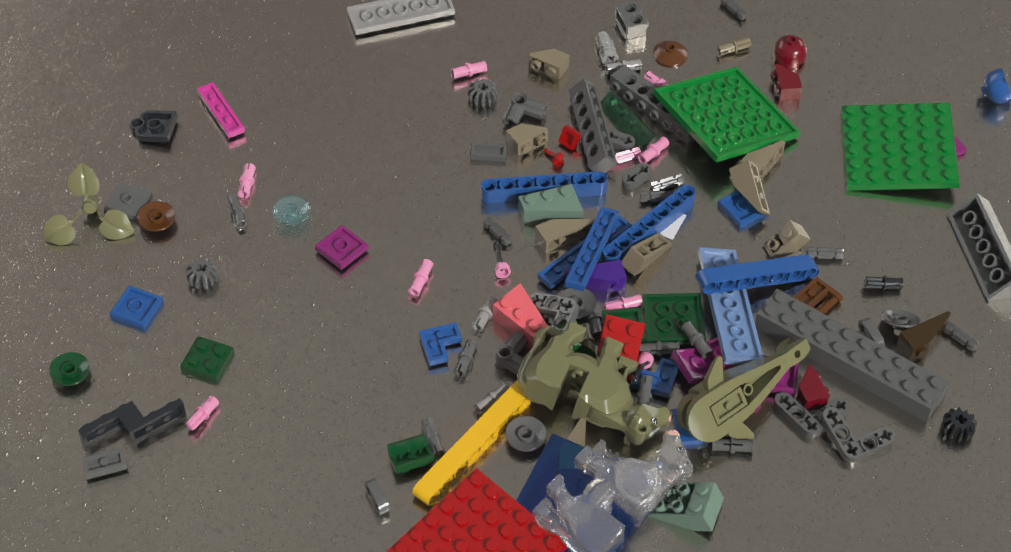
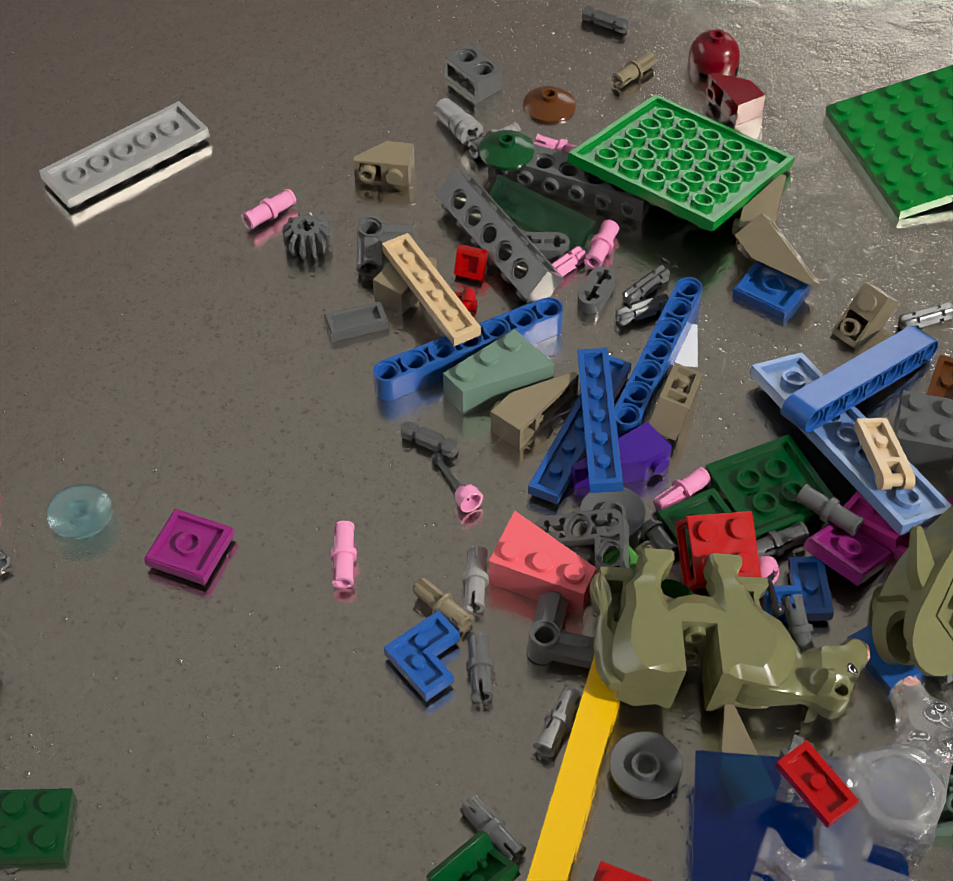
camera: 20 degrees left, 0 degrees up
(462, 320) = (444, 603): none -> dark tan axle
(534, 146) = (431, 289): none -> tan plate
(591, 460) = (817, 783): none -> red plate
(623, 75) = (506, 149): none -> dark green dish
(740, 318) = (884, 454): none -> tan plate

